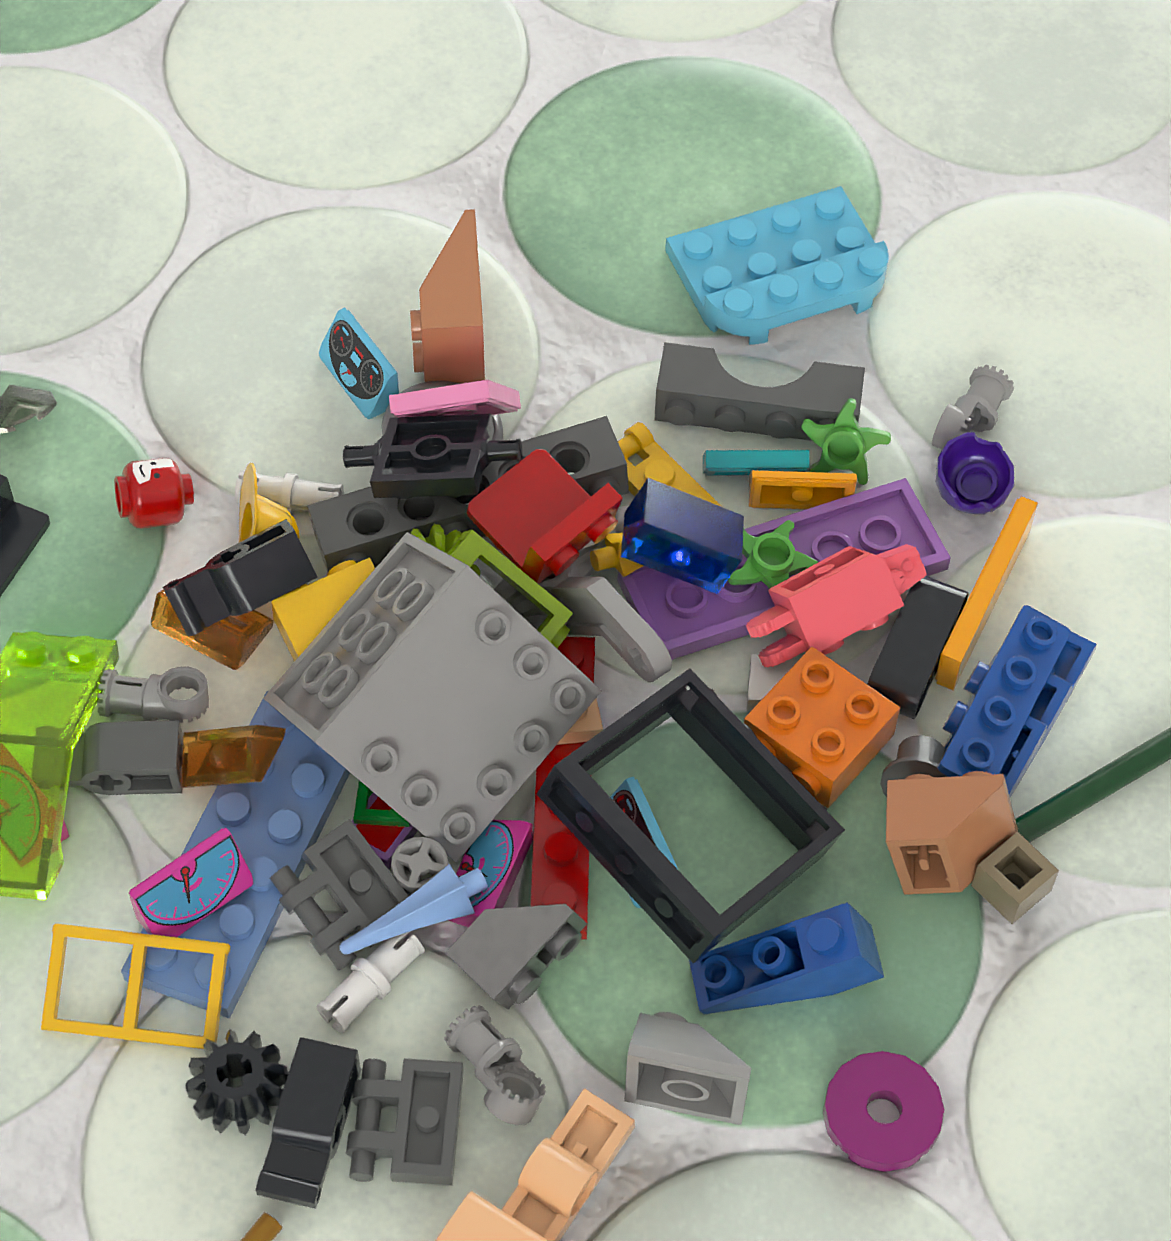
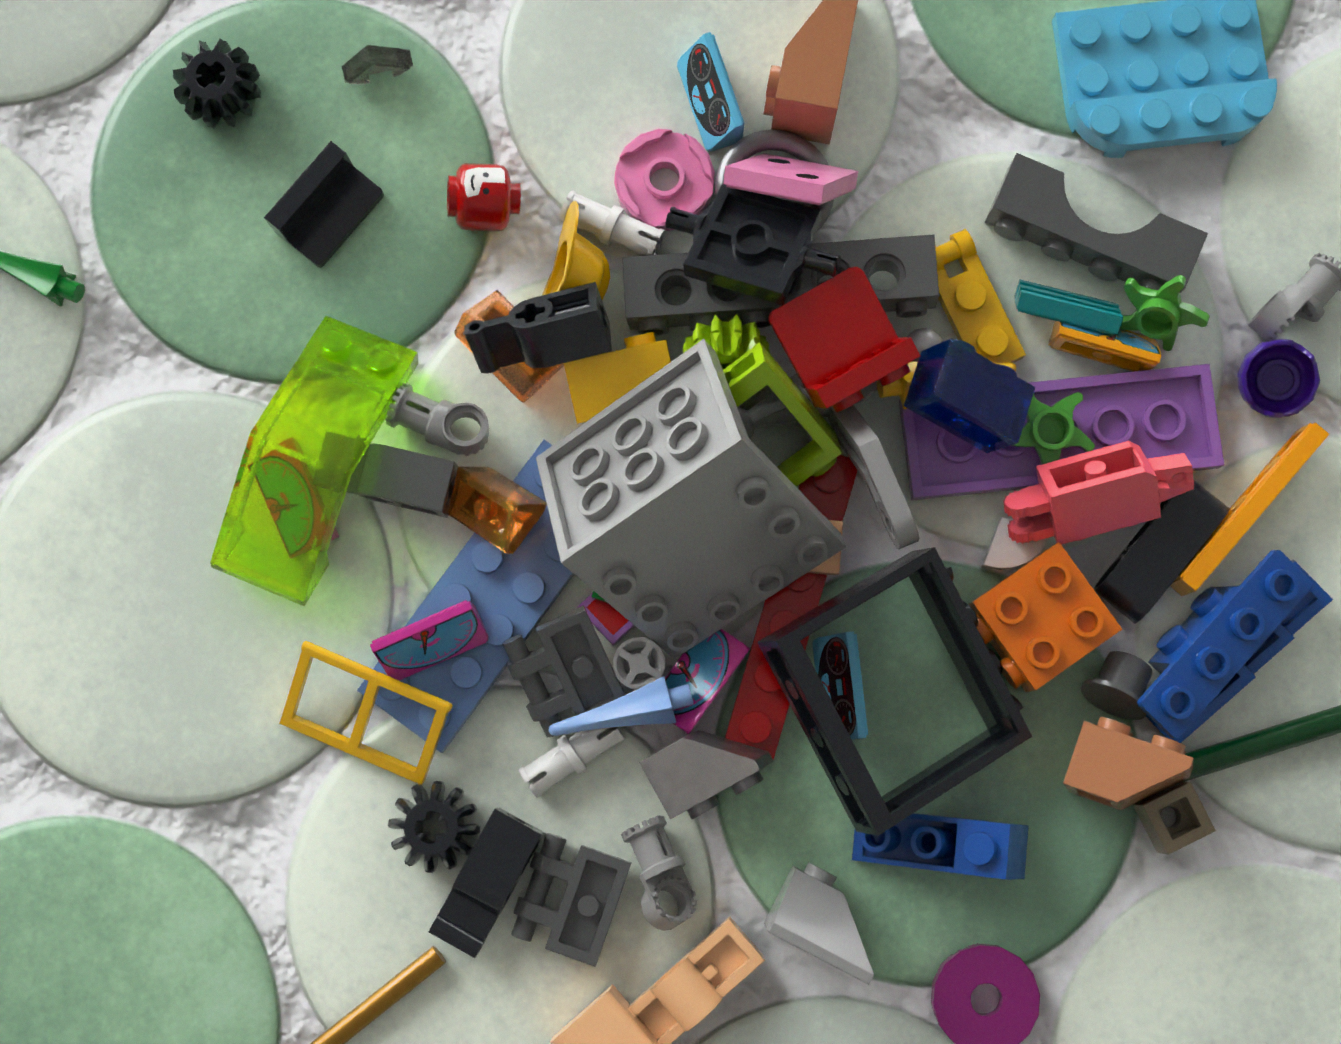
camera: 20 degrees right, 25 degrees up
(325, 424) = (657, 151): none -> bright pink tile

